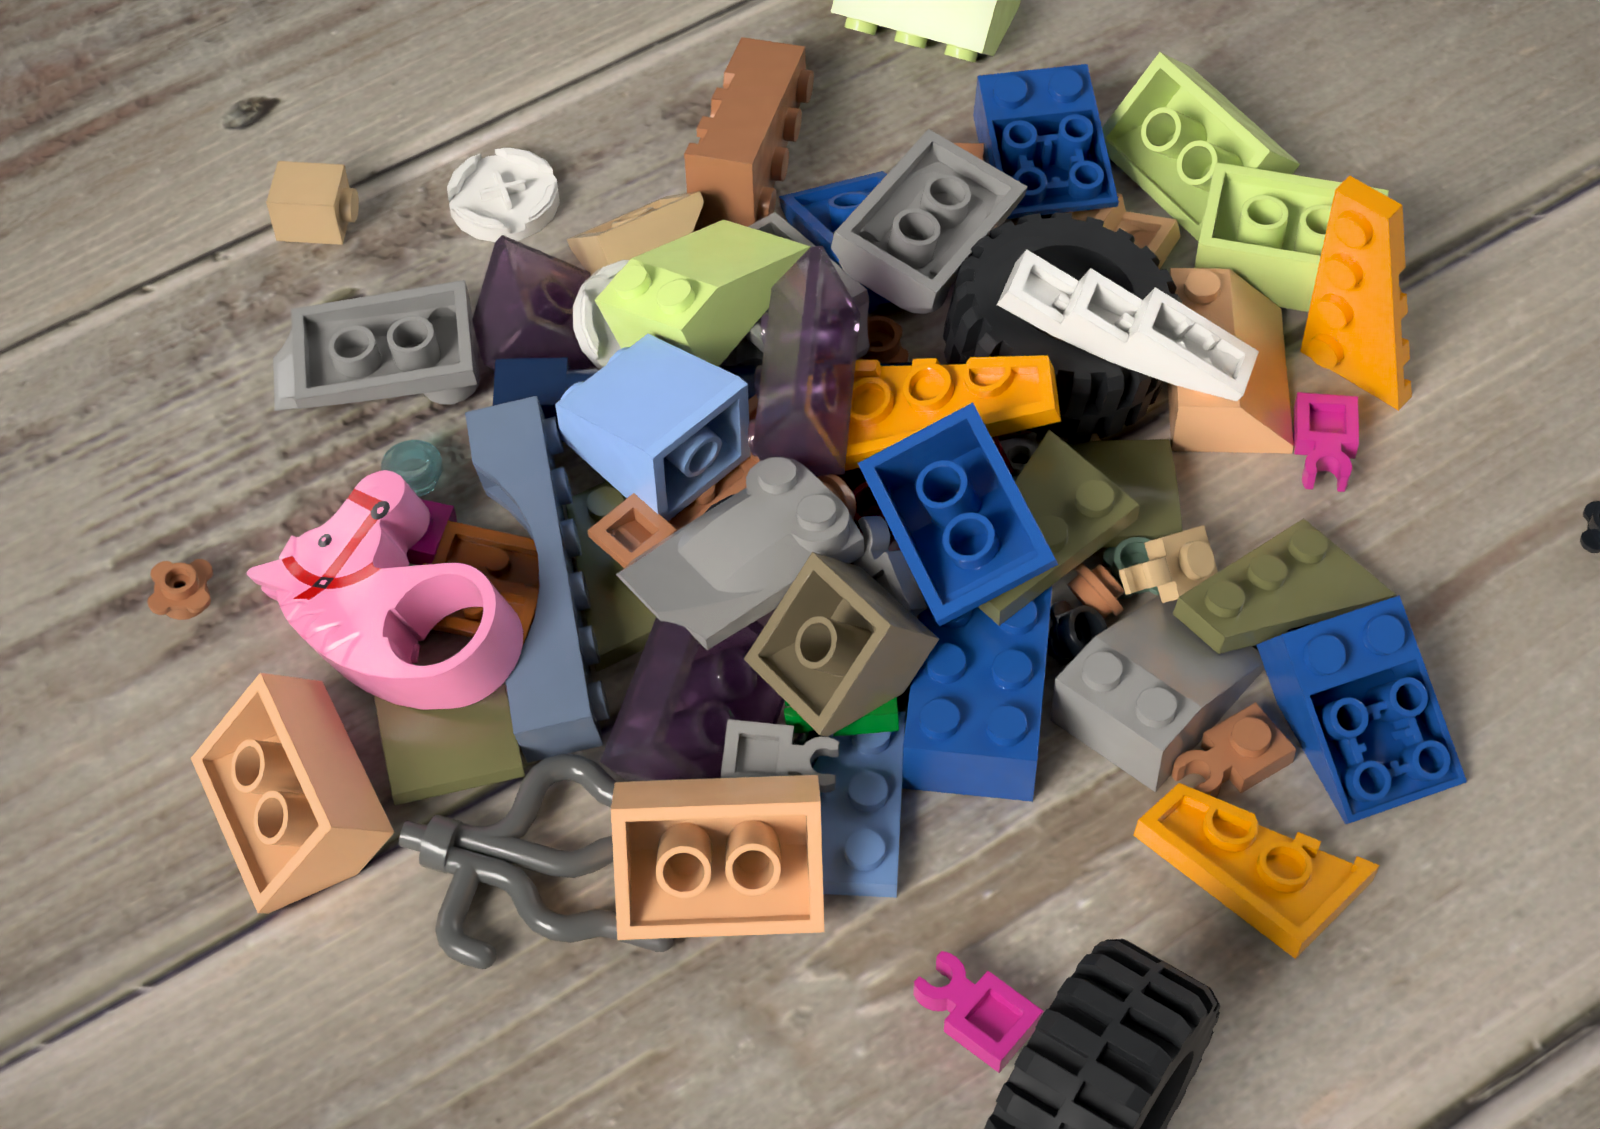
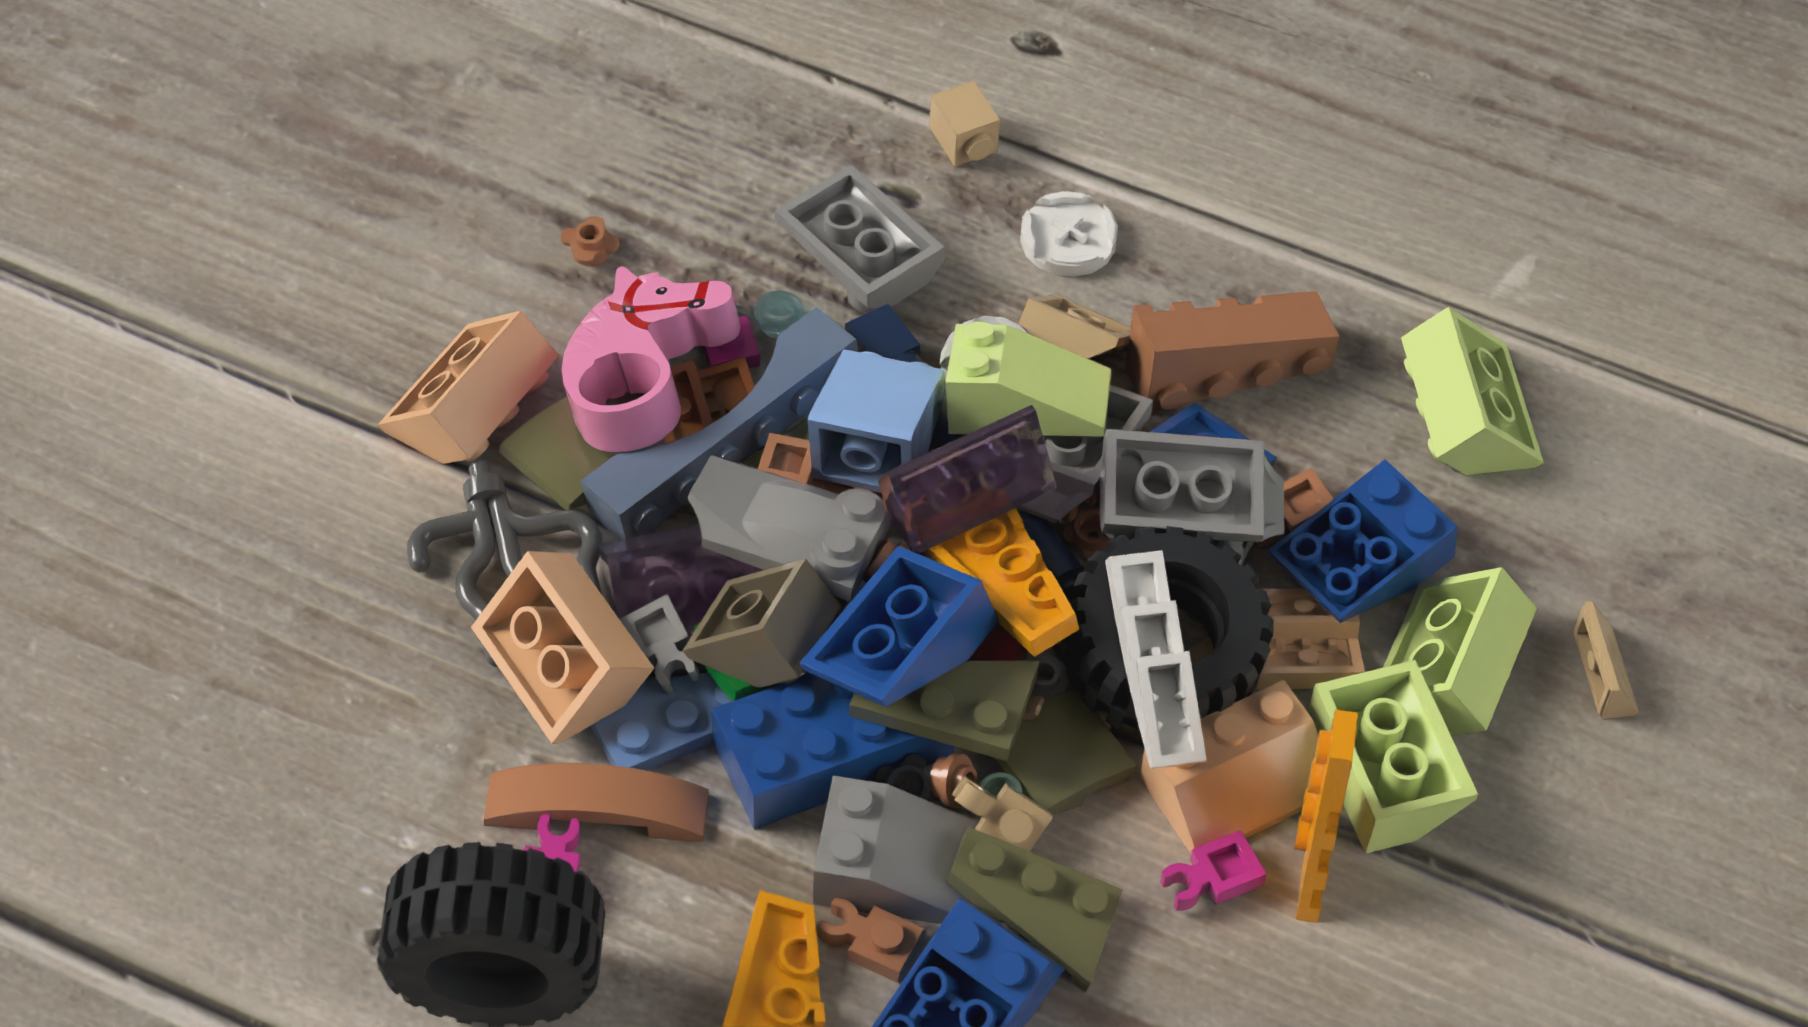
camera: 55 degrees right, 0 degrees up
(528, 306) = (954, 293): slope -> none
(910, 932) = (597, 795): none -> nougat slope
(1266, 59) = (1603, 664): none -> tan slope

